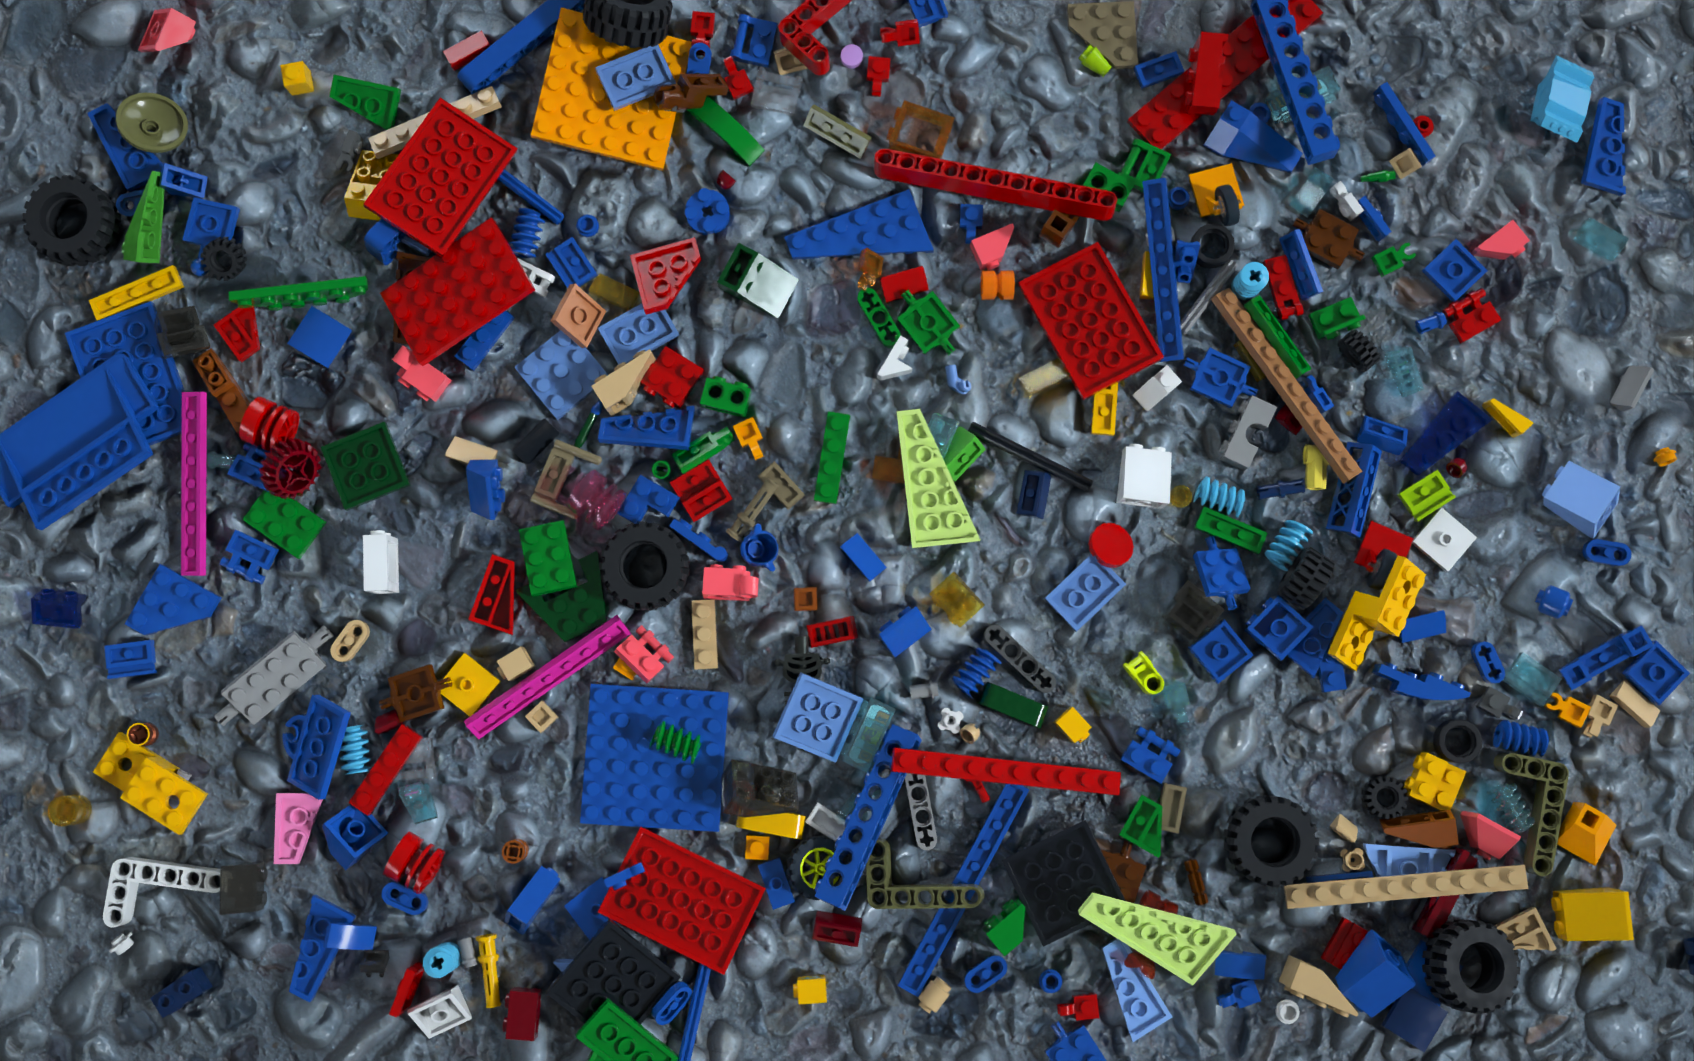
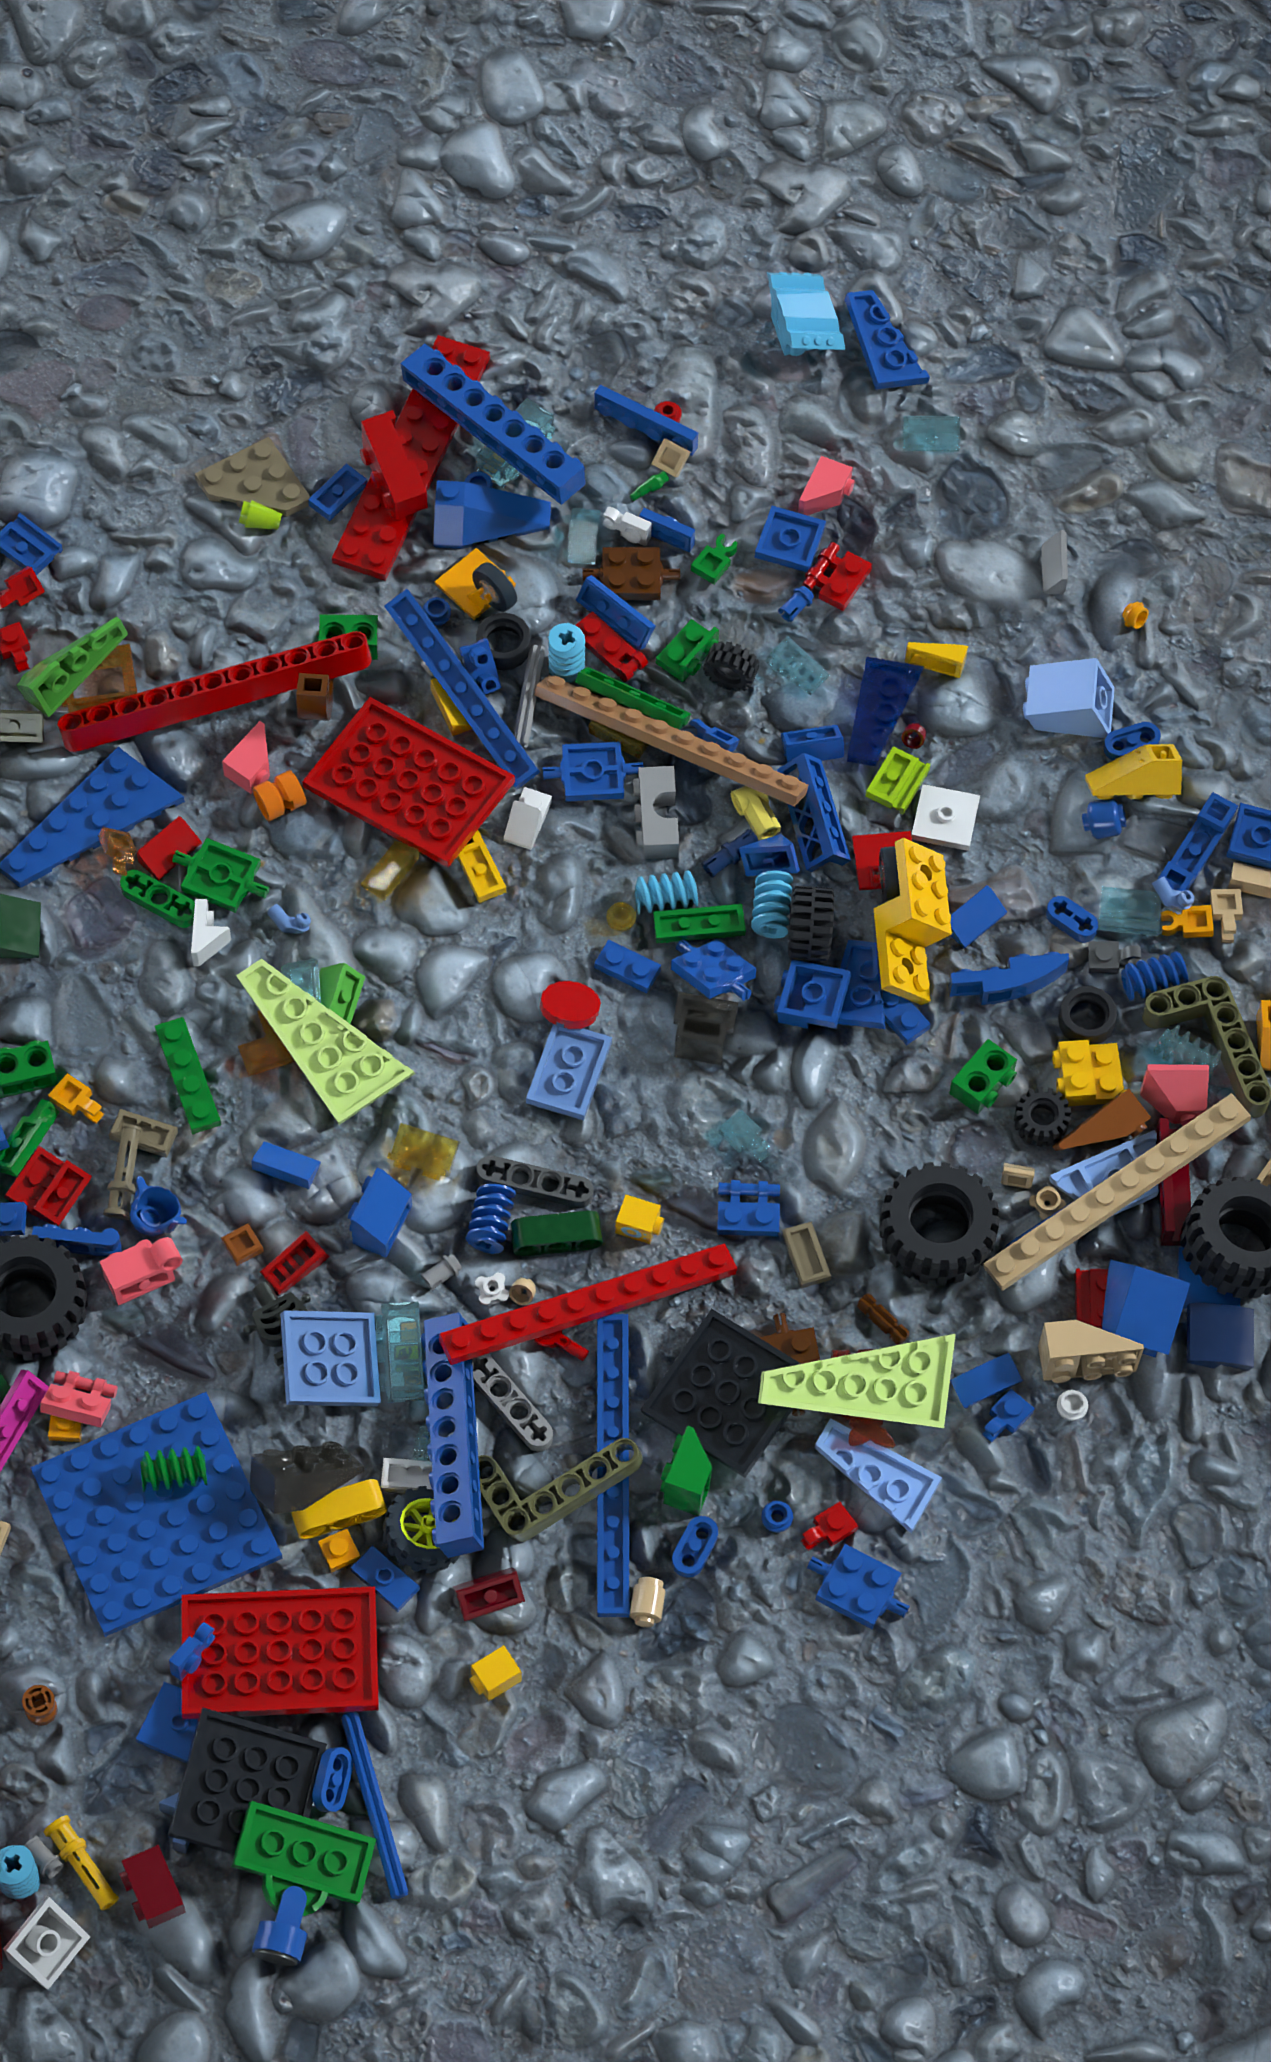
camera: 30 degrees left, 20 degrees down
(532, 899) = (91, 1751): blue slope -> none
(704, 634) = (141, 1344): tan plate -> none
(896, 118) = (60, 674): none -> bright green wedge
(971, 218) = (209, 745): blue plate -> none
(1030, 457) = (425, 959): black axle -> none
(1034, 494) = (449, 998): dark blue slope -> none
(1143, 673) = (685, 1120): neon yellow piece -> none
(1144, 477) = (567, 915): white slope -> none
(1145, 826) = (786, 1285): green wing -> none
(1152, 166) = (386, 587): green plate -> none
(1165, 535) = (627, 966): none -> blue plate
(1220, 651) = (763, 1056): blue plate -> none
(1288, 420) = (698, 778): dark red slope -> none
(1307, 509) = (769, 854): none -> blue slope
(1359, 742) = (979, 1074): none -> green brick
(1567, 689) = (1173, 898): none -> medium blue arm
(1598, 584) = (1144, 771): none -> yellow slope

